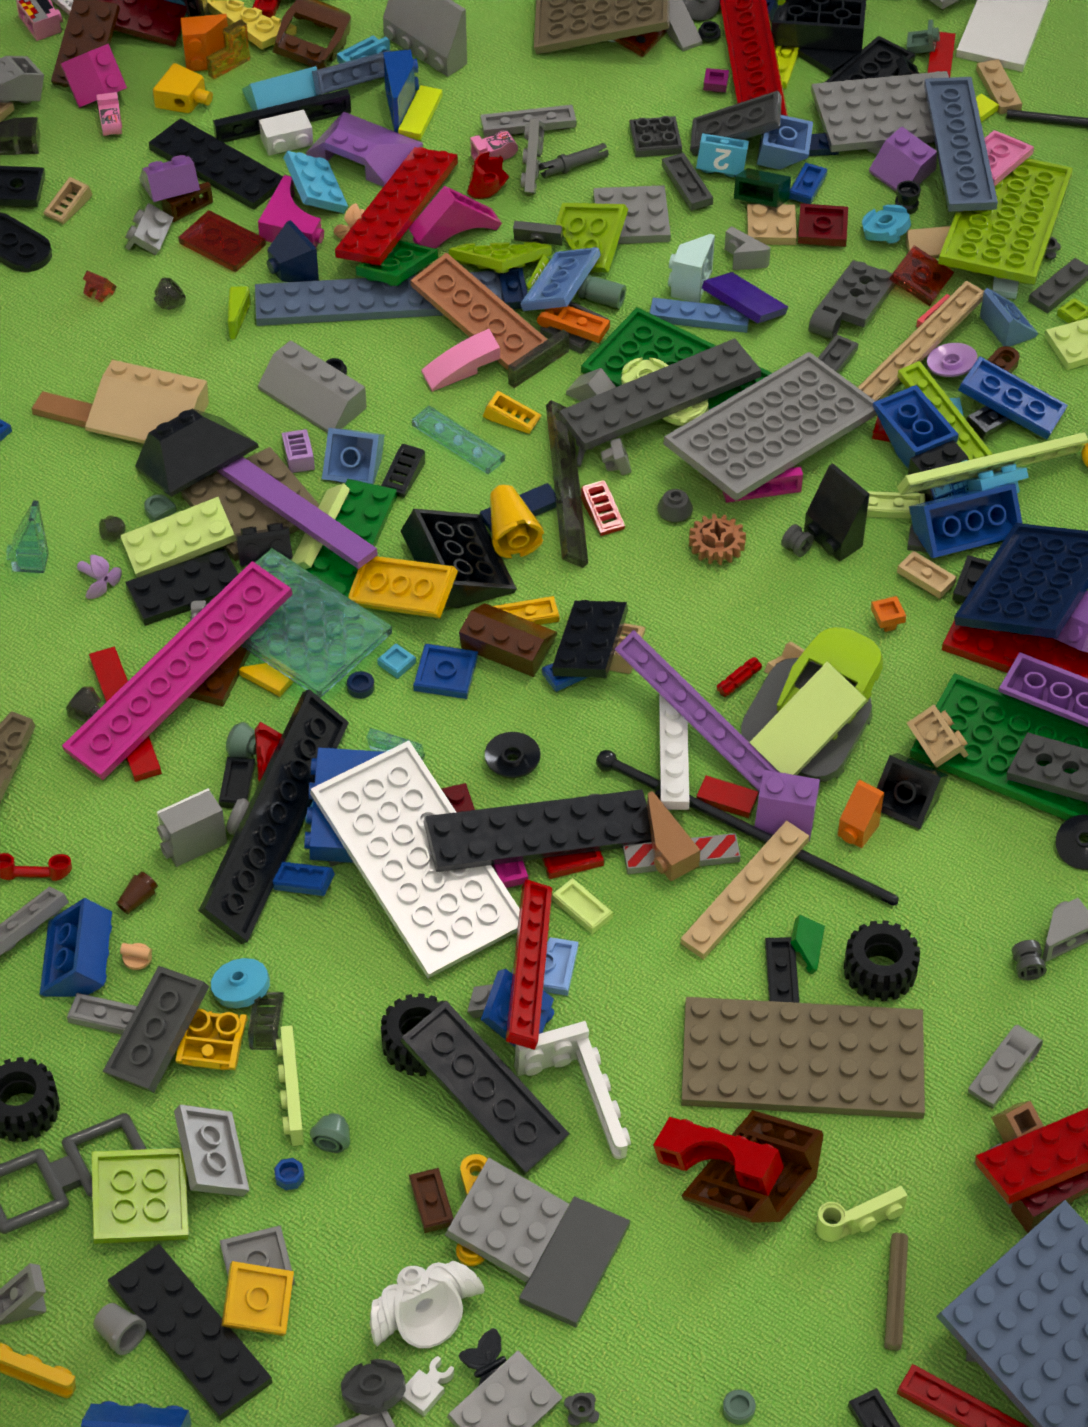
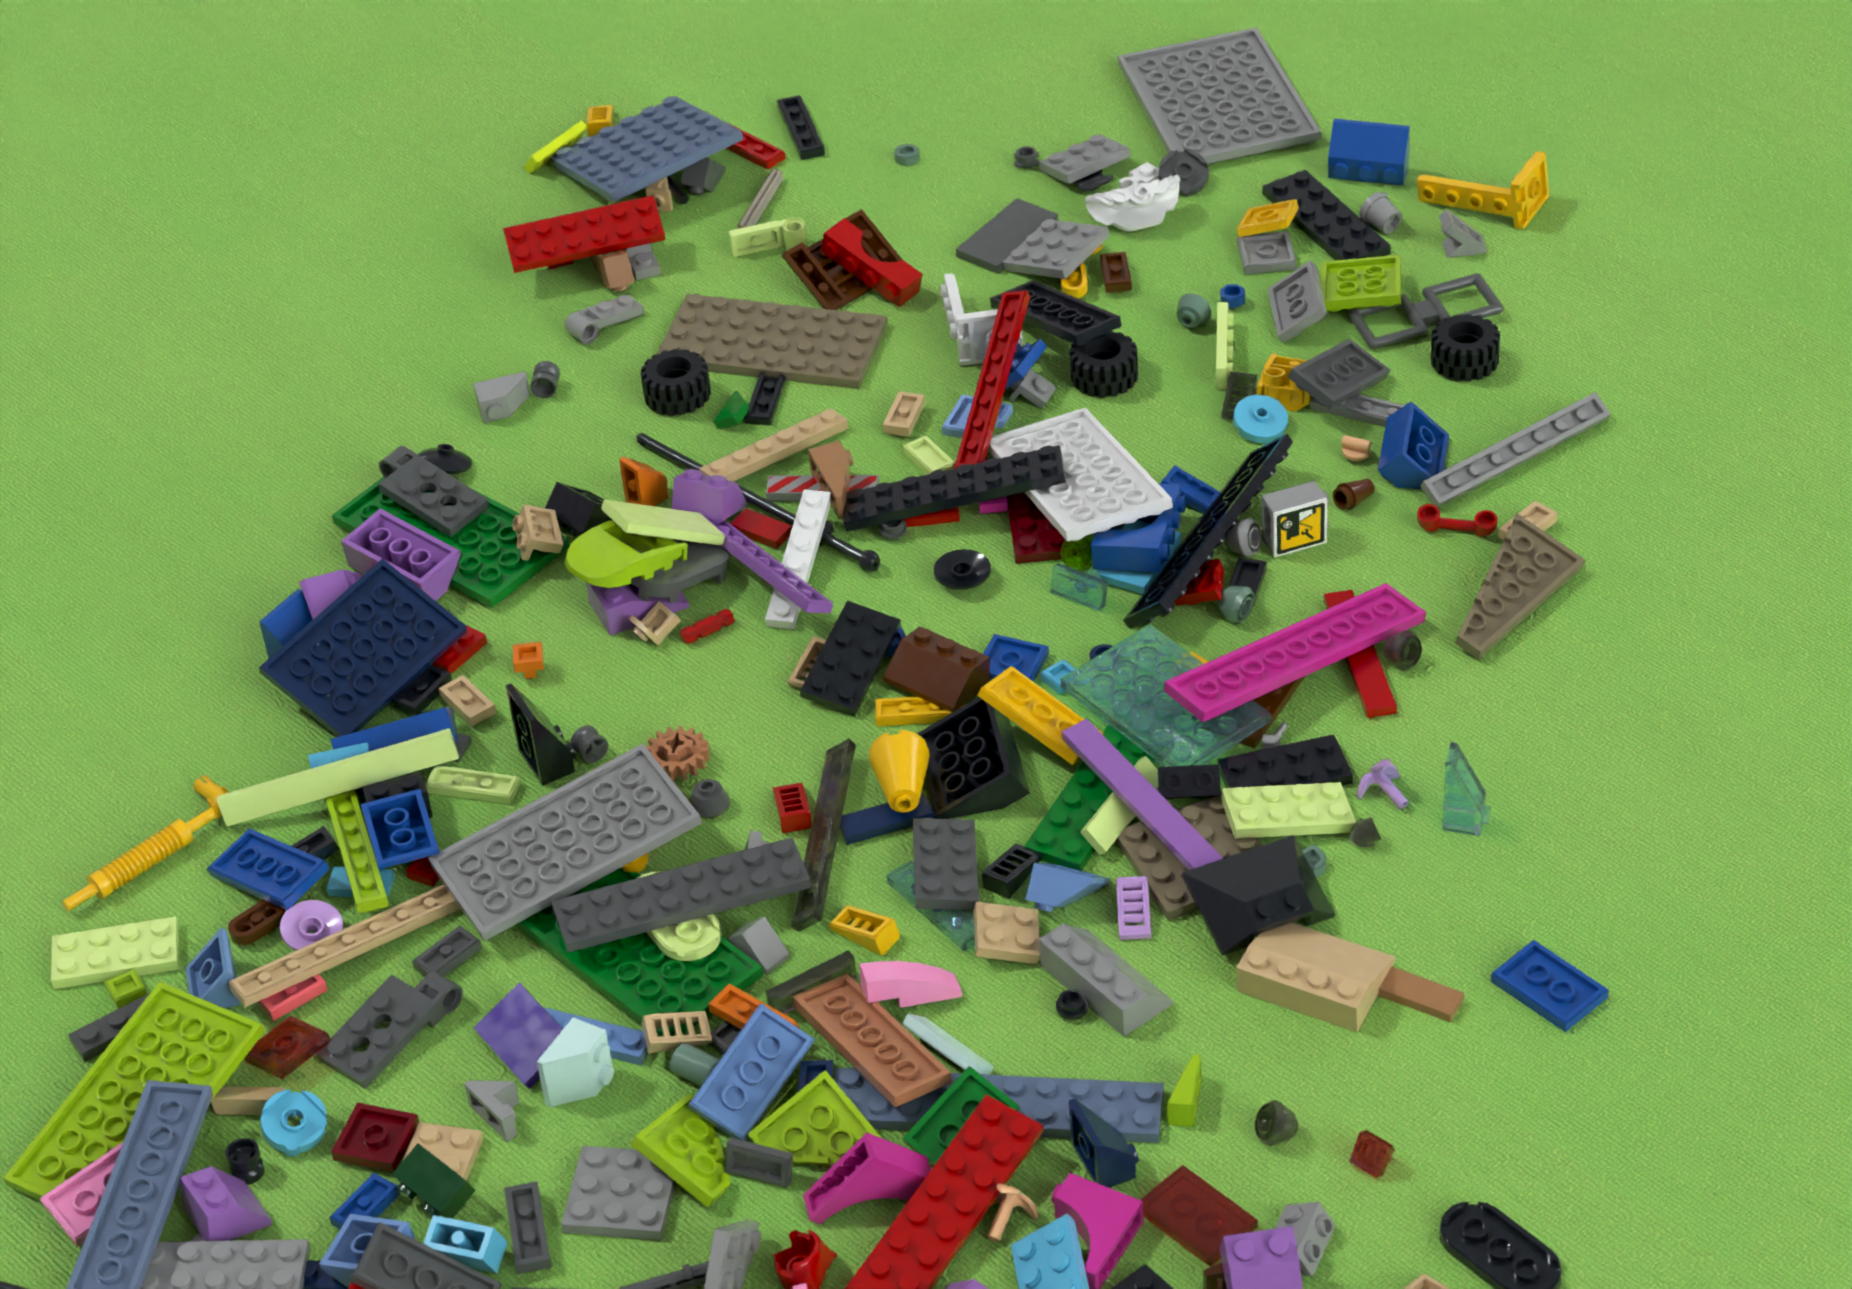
camera: 165 degrees left, 10 degrees down
(396, 414) = (1006, 932): none -> tan plate
(421, 326) = (946, 1044): none -> light aqua tile
(458, 464) = (945, 864): none -> dark grey plate
(623, 954) = (903, 414): none -> tan plate
(632, 301) = (665, 1020): none -> tan slope

